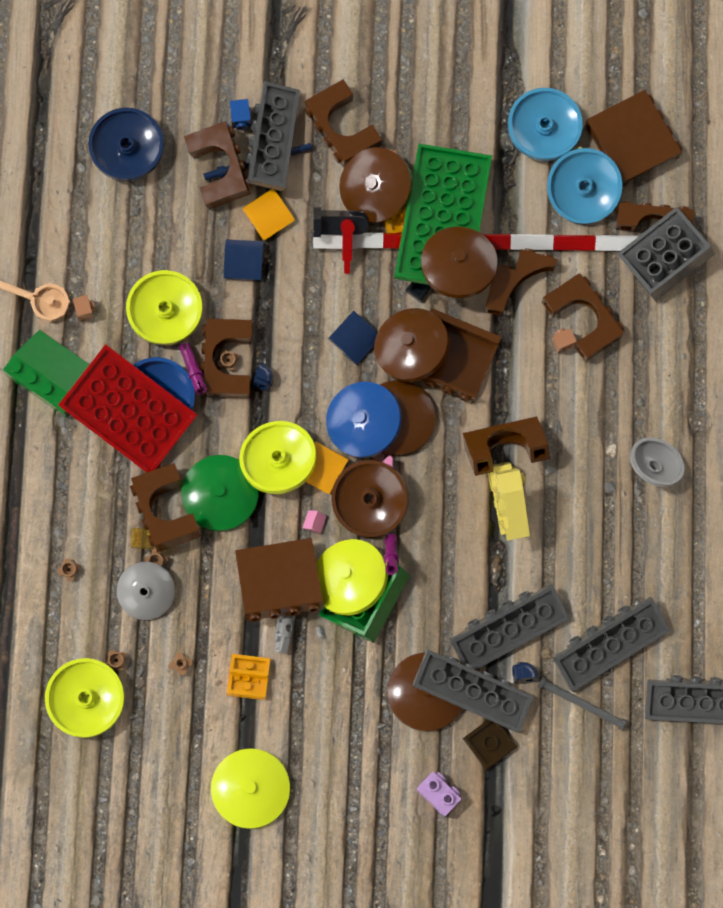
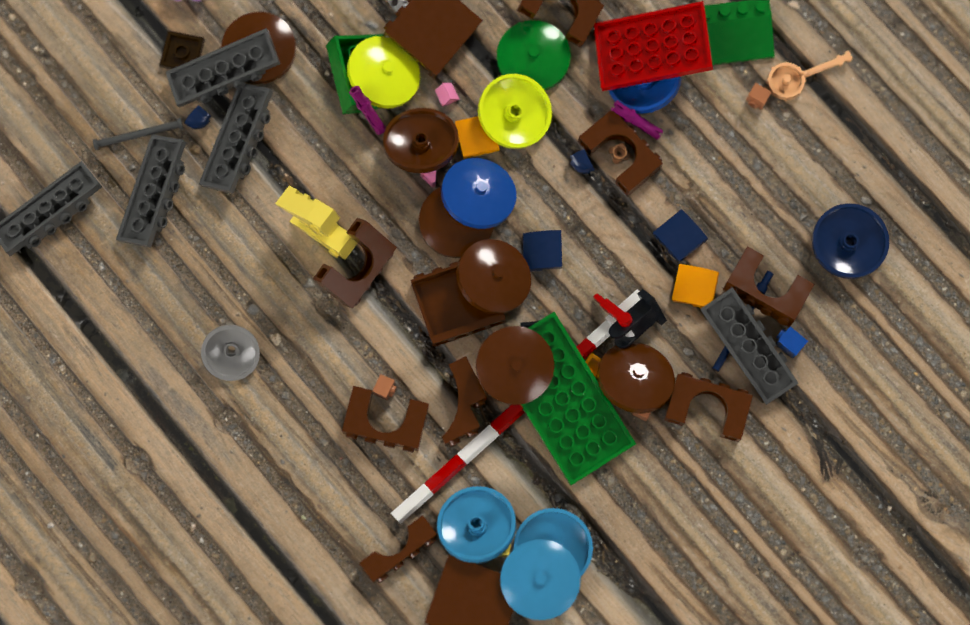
camera: 140 degrees right, 0 degrees up
(164, 307) = (701, 145): neon yellow dish -> none
(574, 108) = (540, 579): none -> dark azure dish
(666, 253) = (364, 524): dark grey slope -> none

